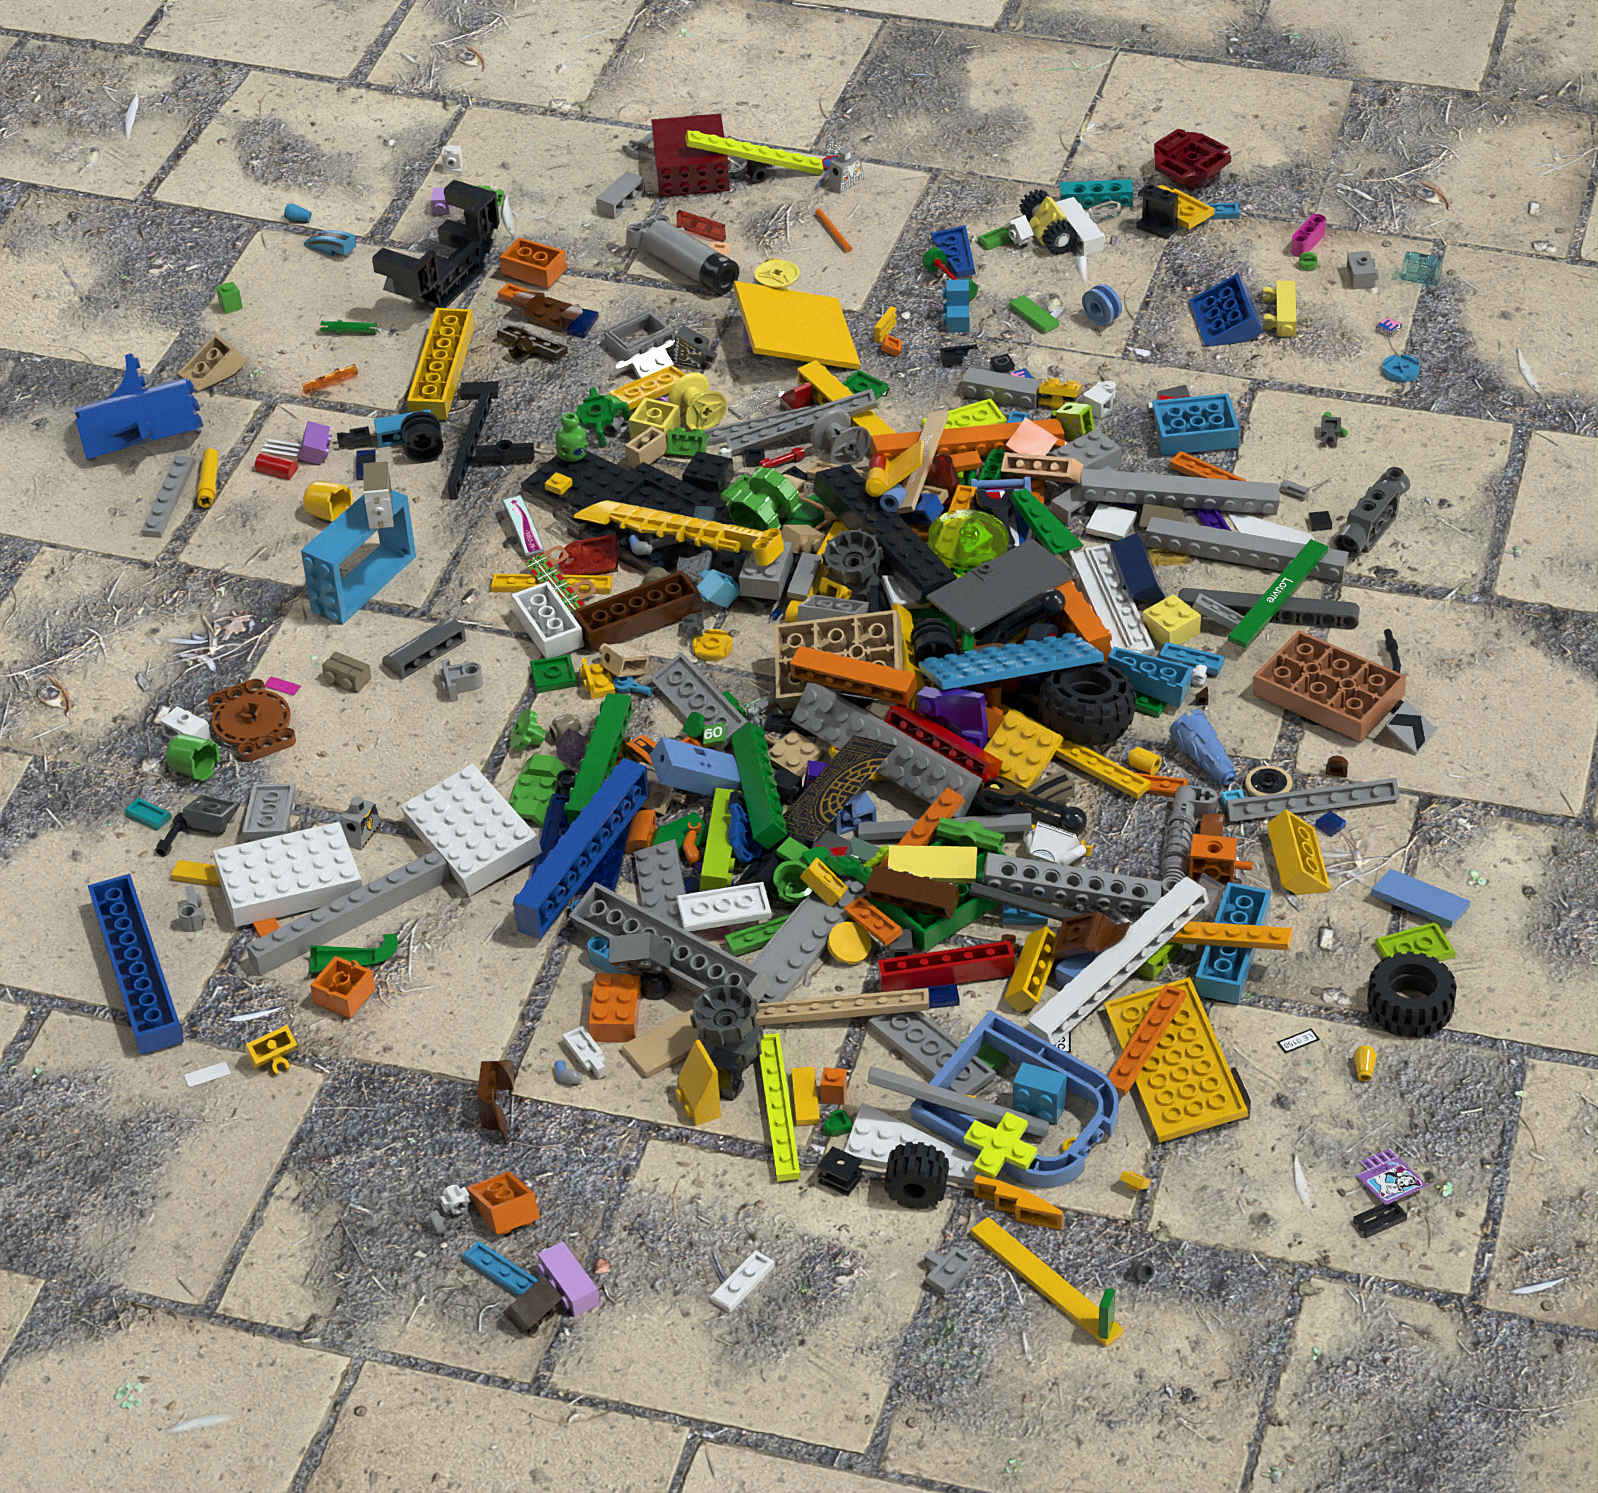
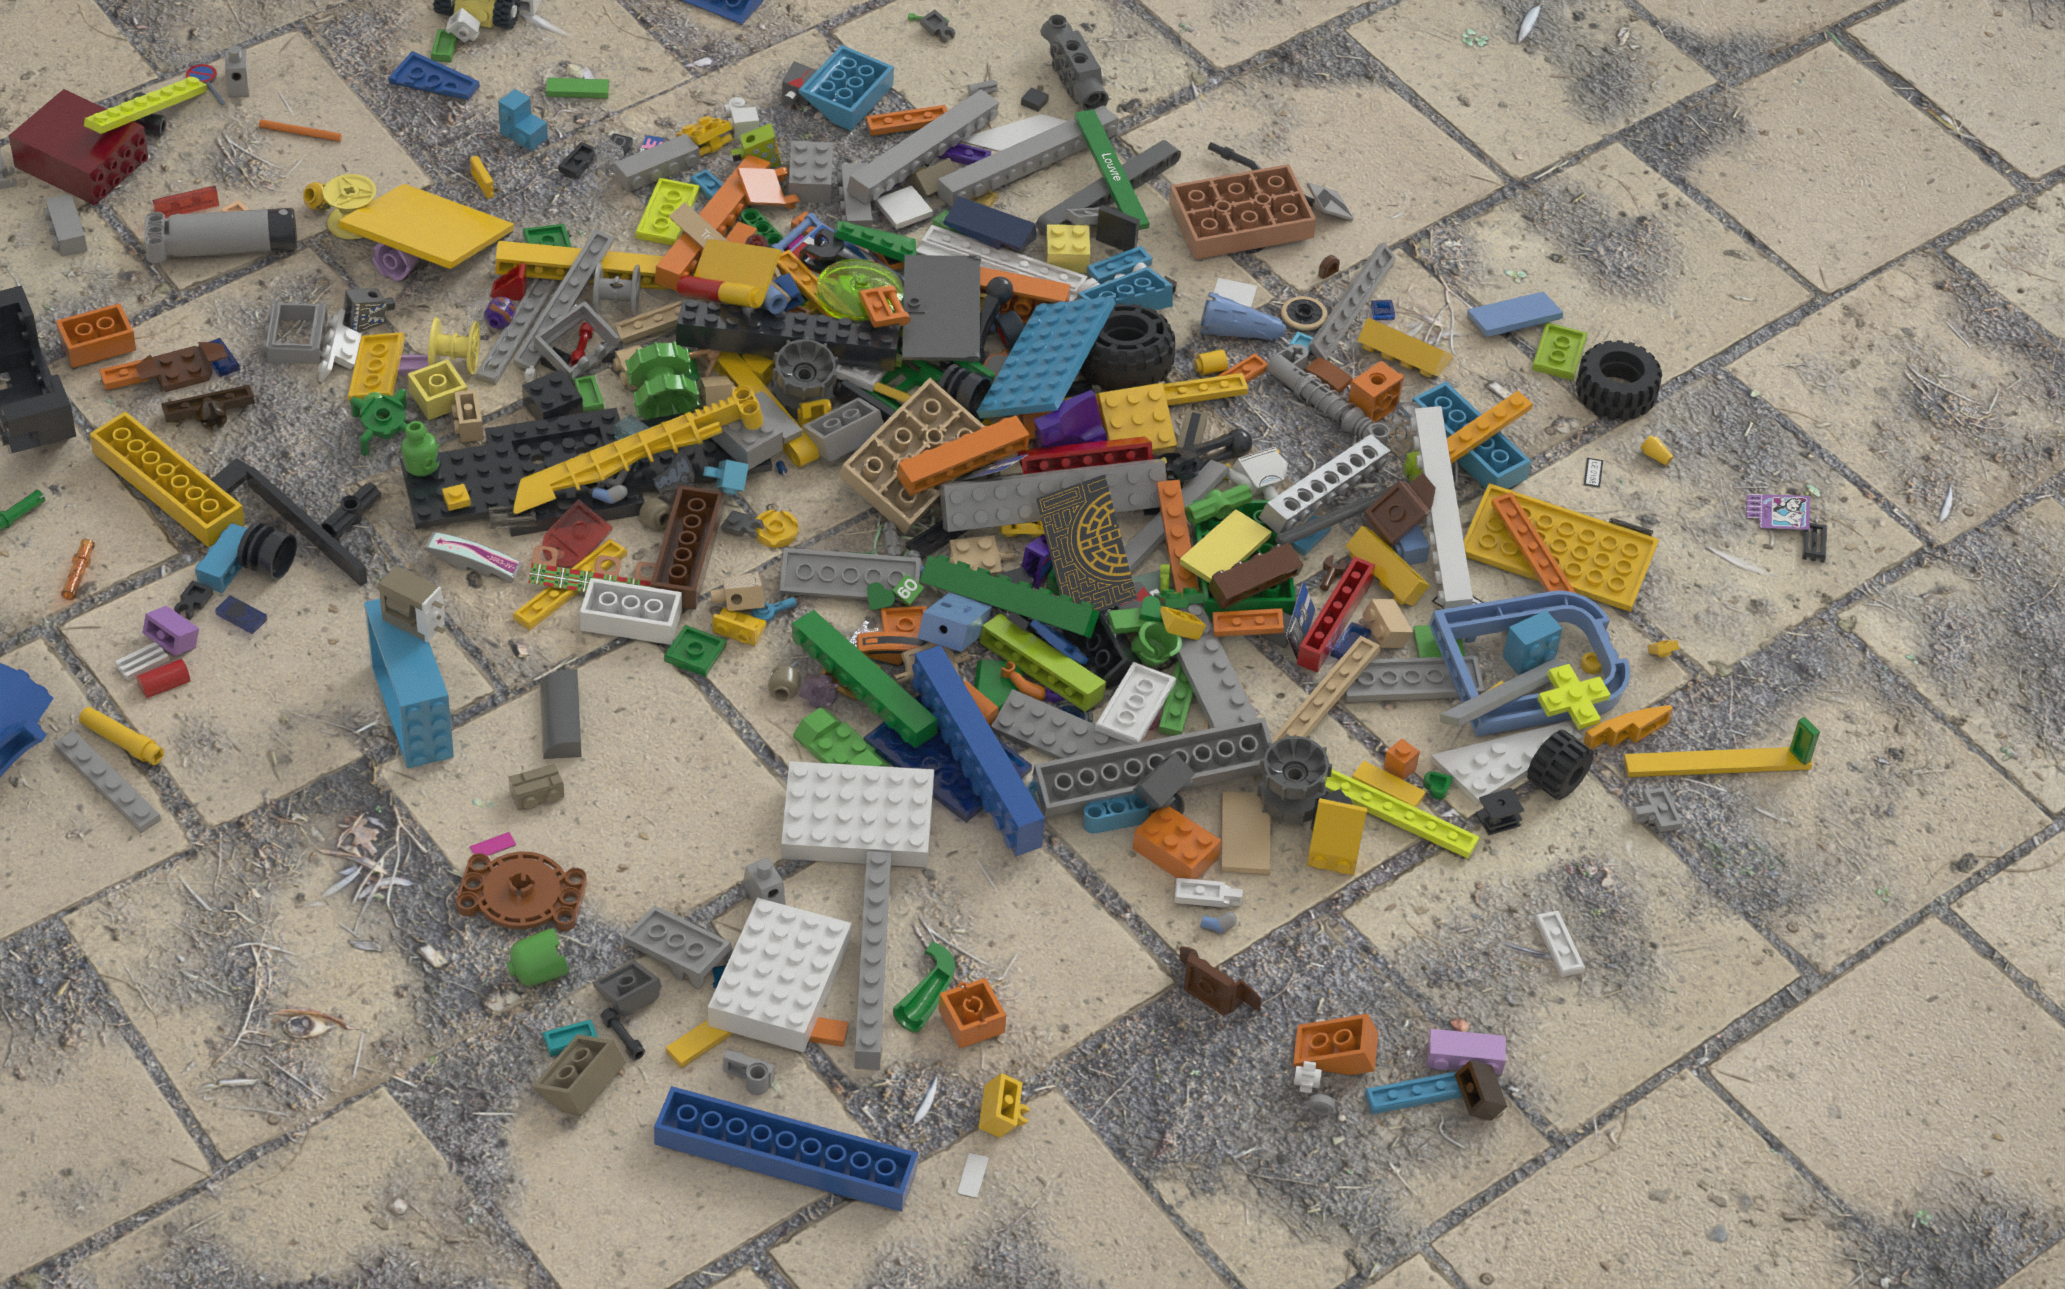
camera: 60 degrees left, 5 degrees up
(112, 833) = (580, 1073): none -> dark tan slope
(184, 722) = (484, 945): white brick -> none
(327, 499) = (274, 668): yellow cylinder -> none
(460, 678) = (635, 715): light grey pin -> none
(526, 731) = (765, 707): bright green plant -> none
(565, 781) = (860, 719): black wheel -> none
(685, 442) = (491, 385): bright green bracket -> none
(762, 405) = (500, 312): none -> dark purple head
(769, 434) = (562, 325): none -> light grey window
(849, 943) = (1246, 655): yellow tile -> none
(891, 345) = (512, 190): orange tile -> none
(921, 942) = (1300, 620): none -> sticker
(935, 259) = (433, 97): green axle -> none
(948, 551) = (879, 309): none -> orange plate
(971, 1001) = (1387, 623): none -> tan brick
(1042, 467) = (804, 199): light nougat brick -> none
(1101, 304) = (631, 41): medium blue wheel -> none
(1142, 1269) = (1755, 700): dark grey plate -> none
(1219, 631) = (1117, 229): none -> black tile
(1243, 736) = (1237, 291): none -> white sticker

